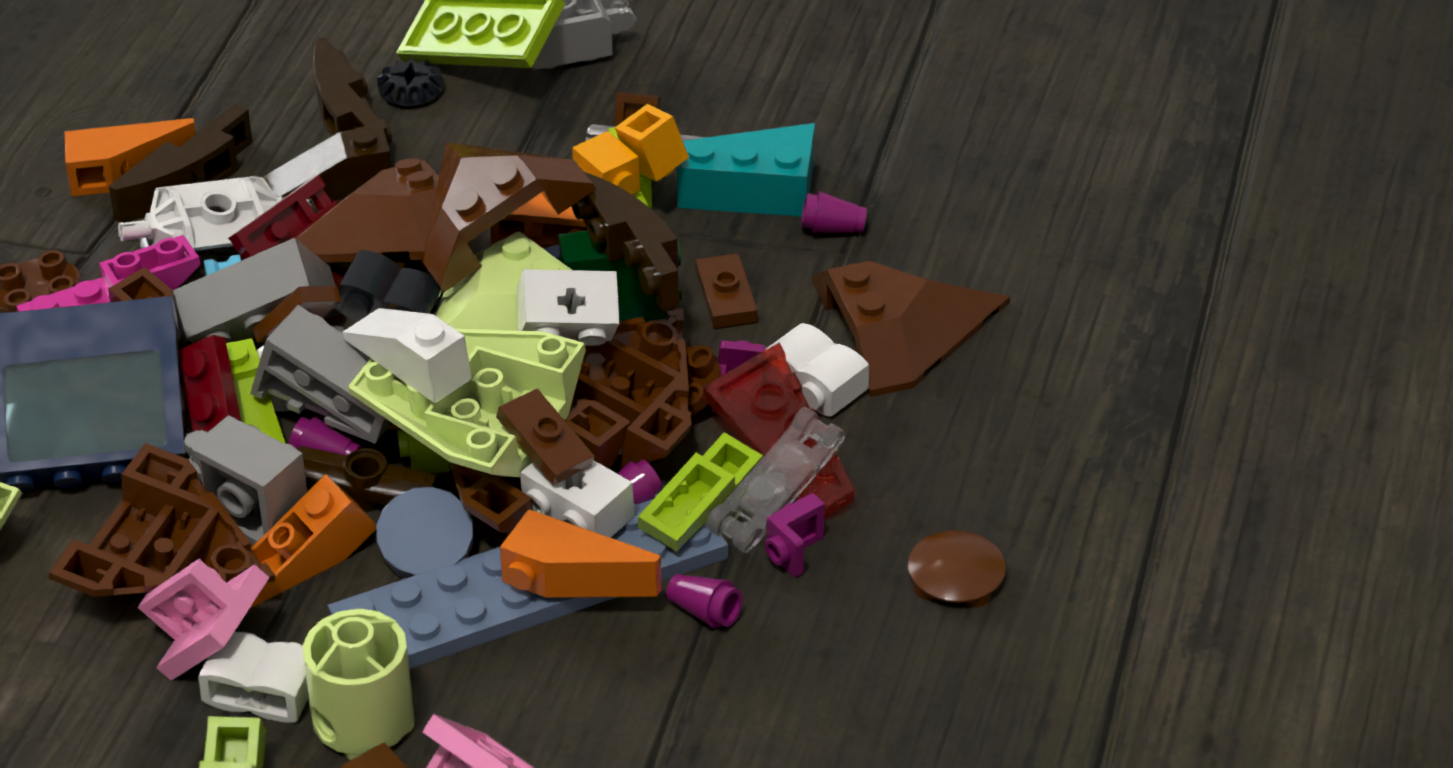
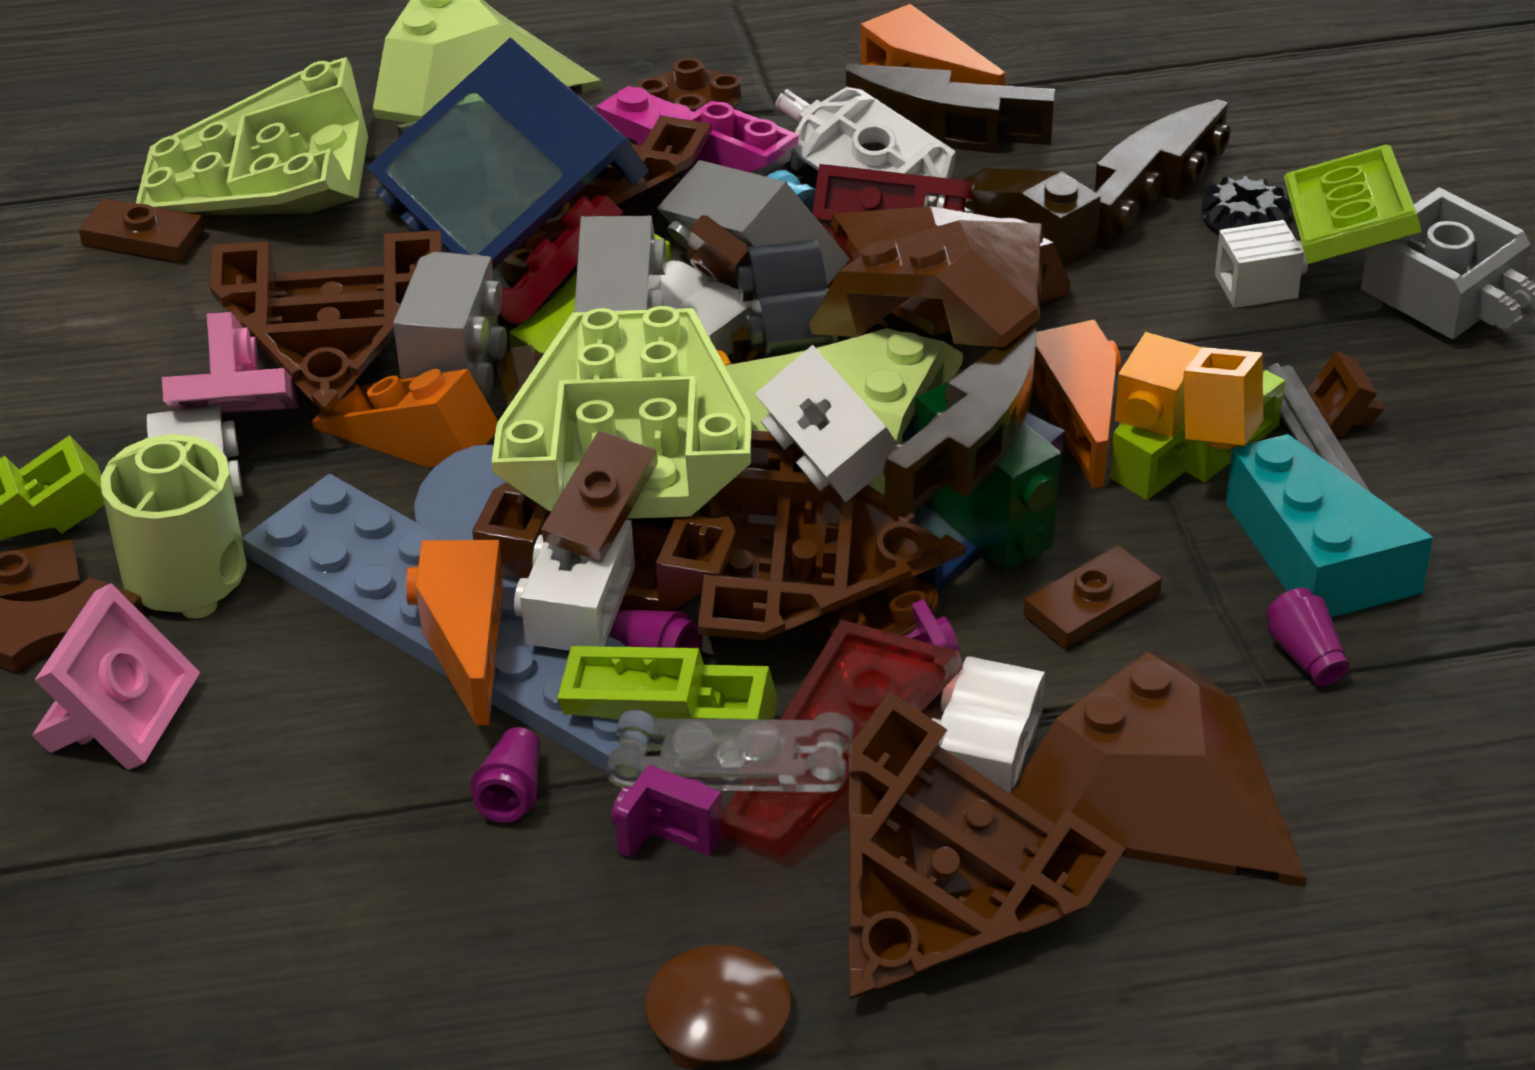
camera: 65 degrees right, 0 degrees up
(415, 349) = (616, 321): white slope -> none
(483, 97) = (1259, 263): none -> white brick
(931, 412) = (949, 855): none -> reddish brown wedge

